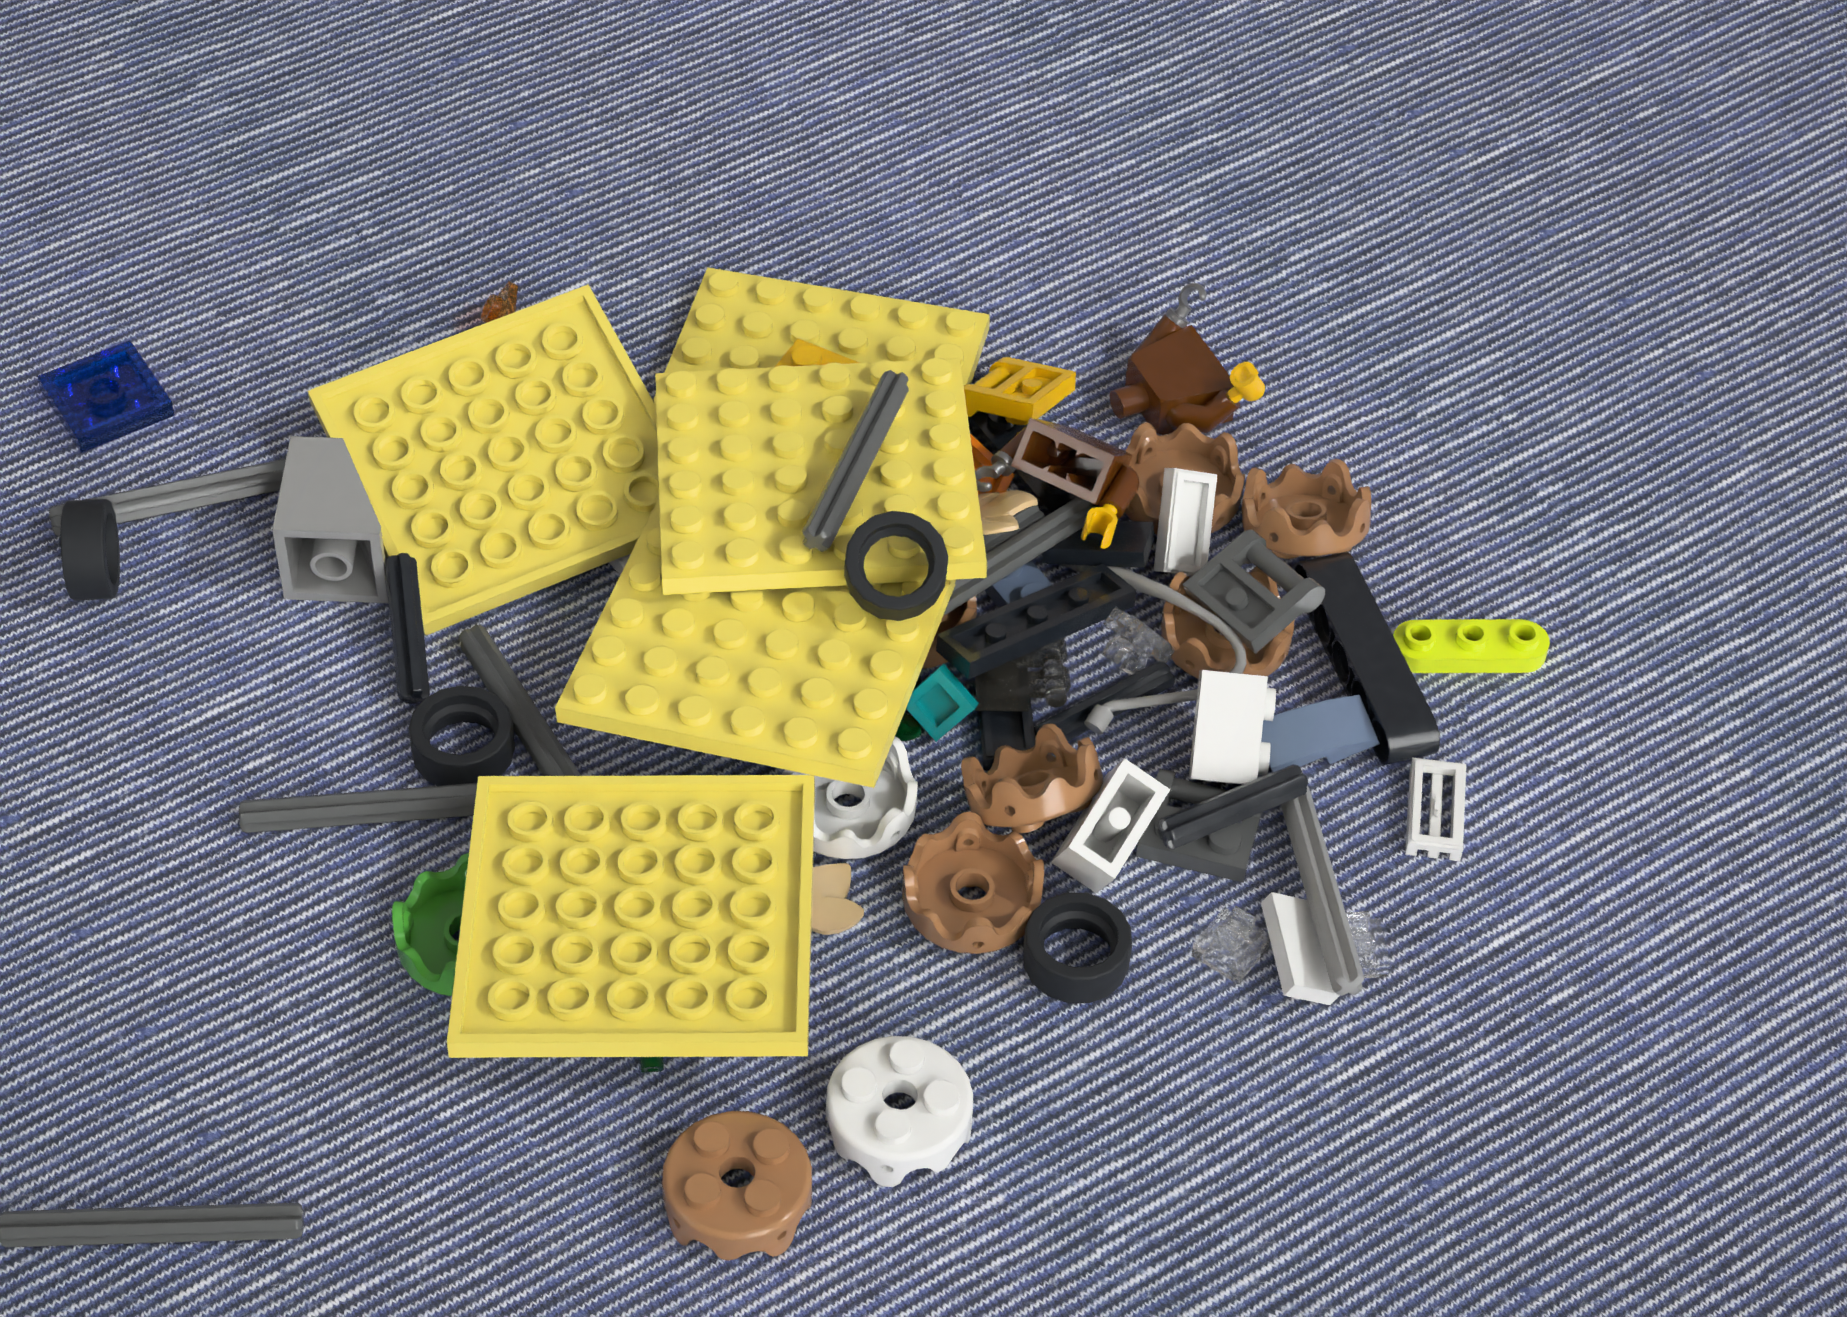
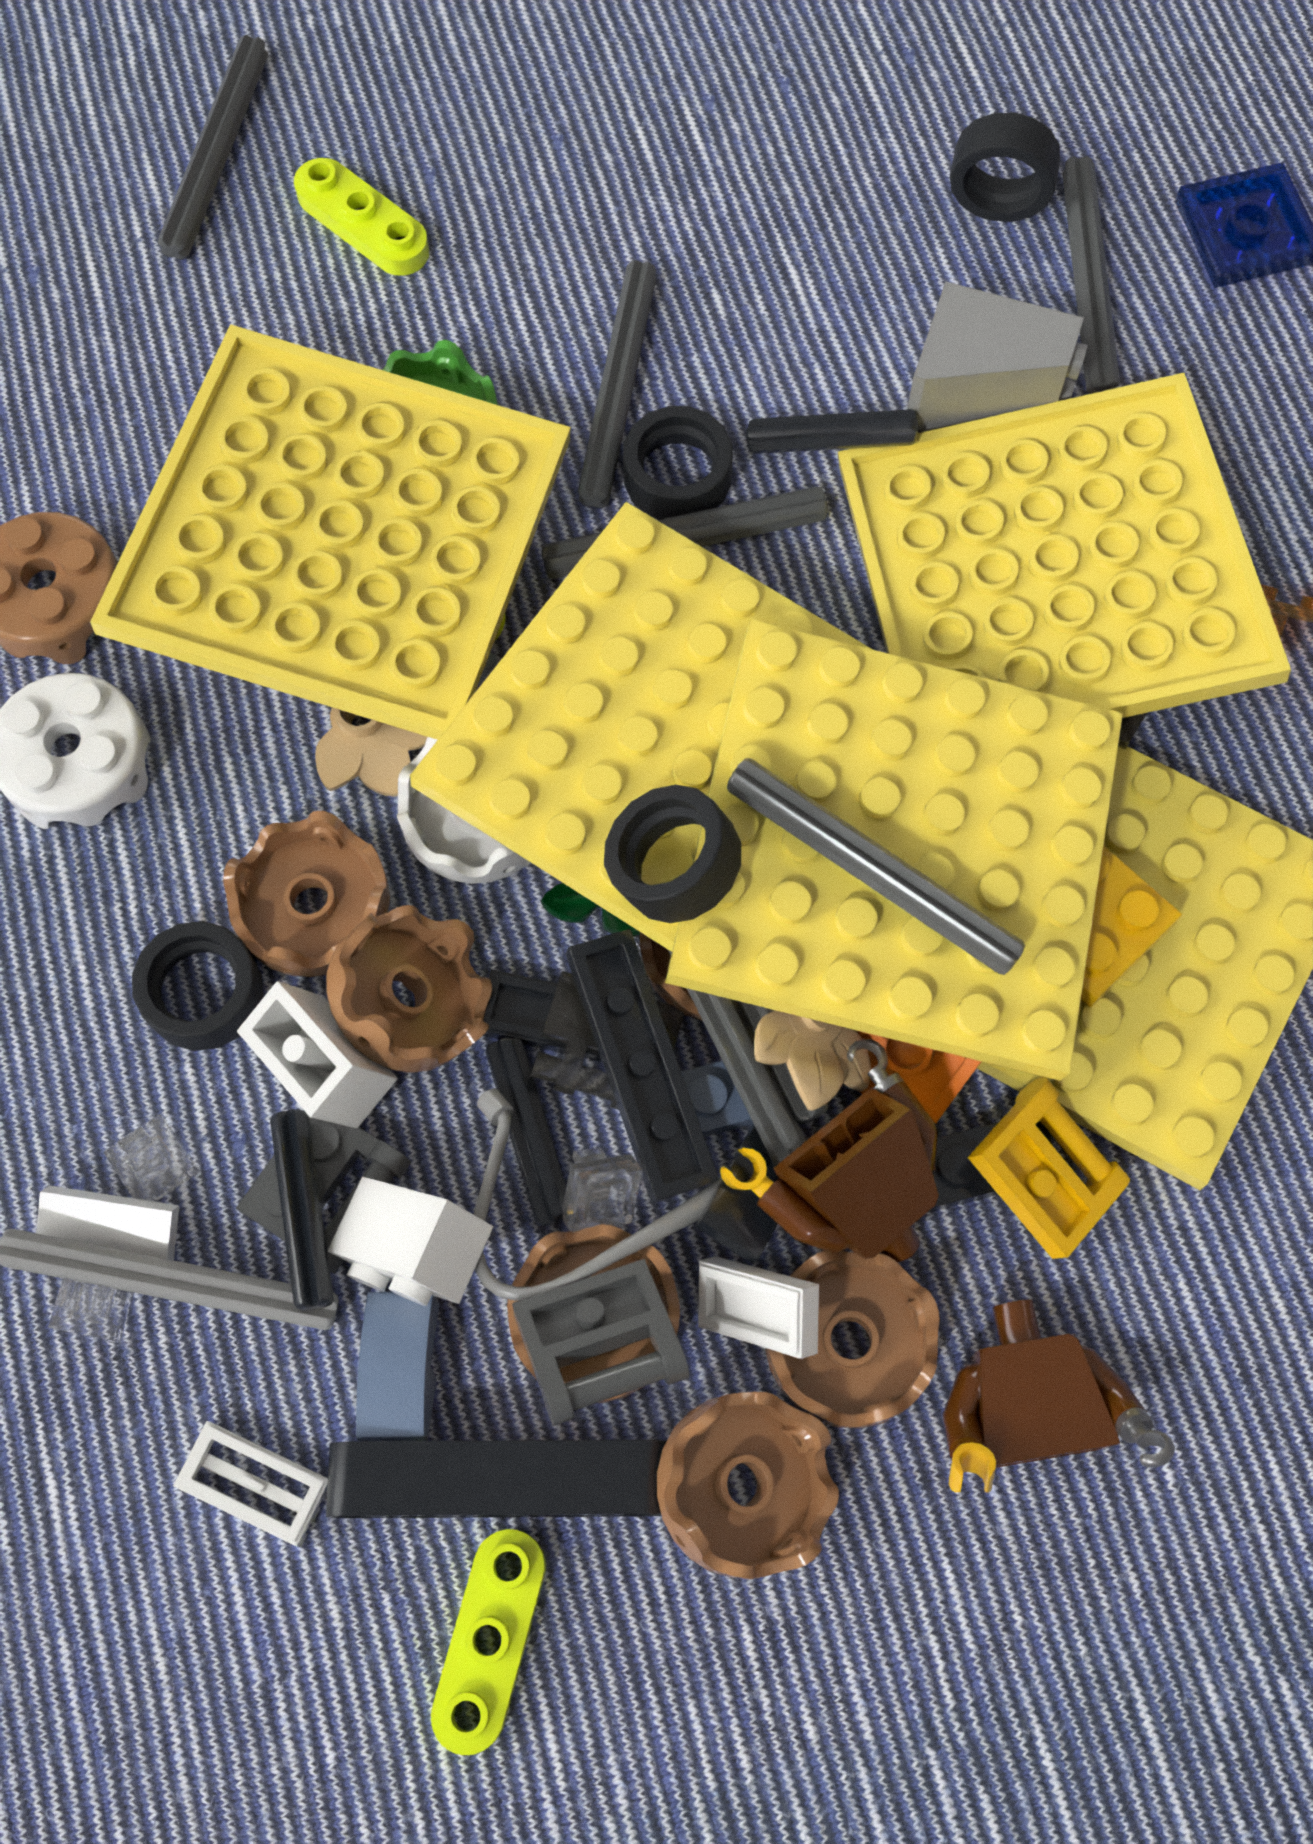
camera: 110 degrees right, 20 degrees up
(218, 1085) = (331, 196): none -> neon yellow plate
(940, 702) = (570, 925): teal tile -> none

